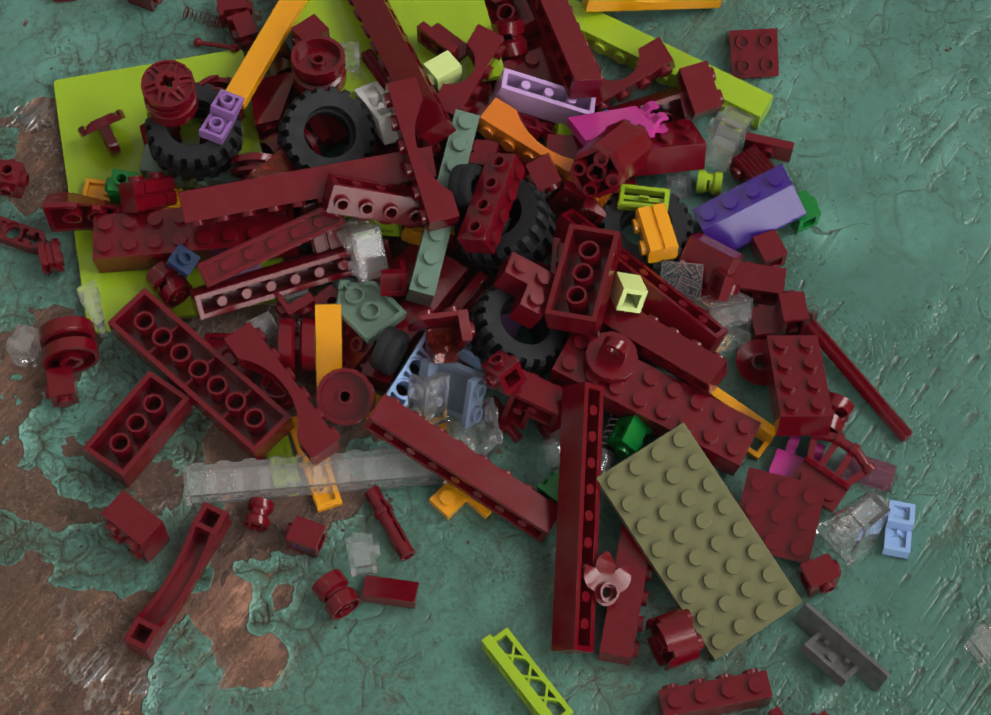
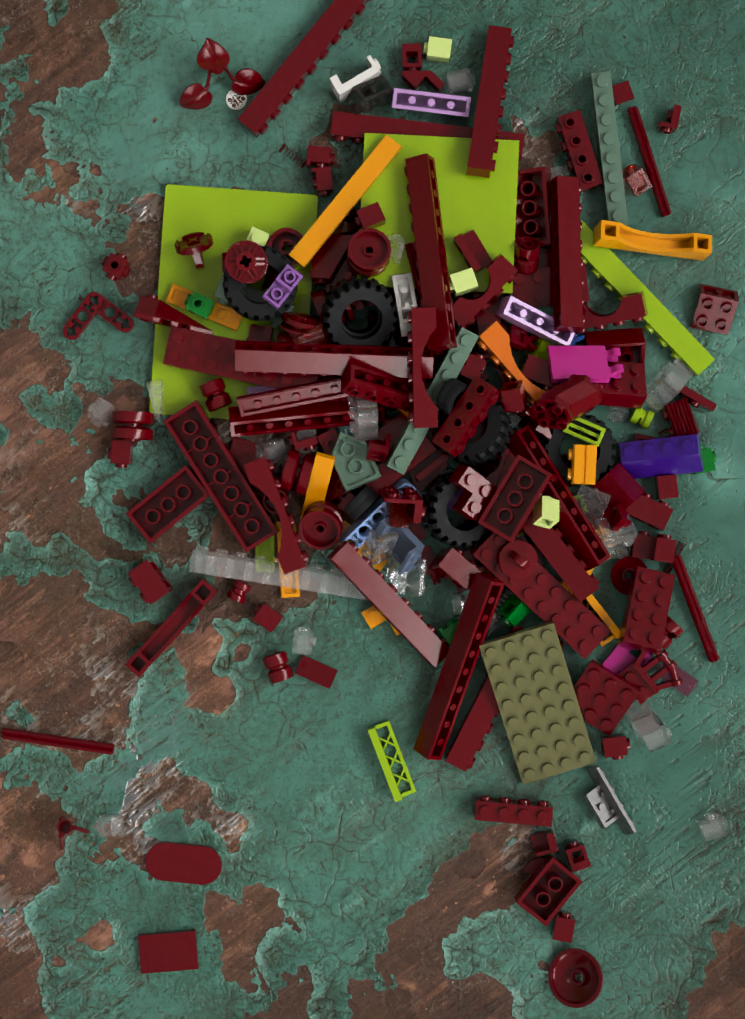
camera: 15 degrees right, 25 degrees up
(51, 256) = (134, 344): dark red wheel -> none
(147, 193) = (214, 322): dark red brick -> none
(183, 260) = (227, 390): dark blue bracket -> none
(234, 47) = (311, 193): dark red hinge -> none
(386, 517) = (328, 622): dark red pin -> none
(503, 372) = (436, 551): dark red brick -> none
(608, 576) = (465, 715): dark red plate -> none
(674, 639) = (498, 766): dark red brick -> none
(700, 89) = (658, 344): dark red brick -> none
(899, 529) = (683, 725): light blue slope -> none

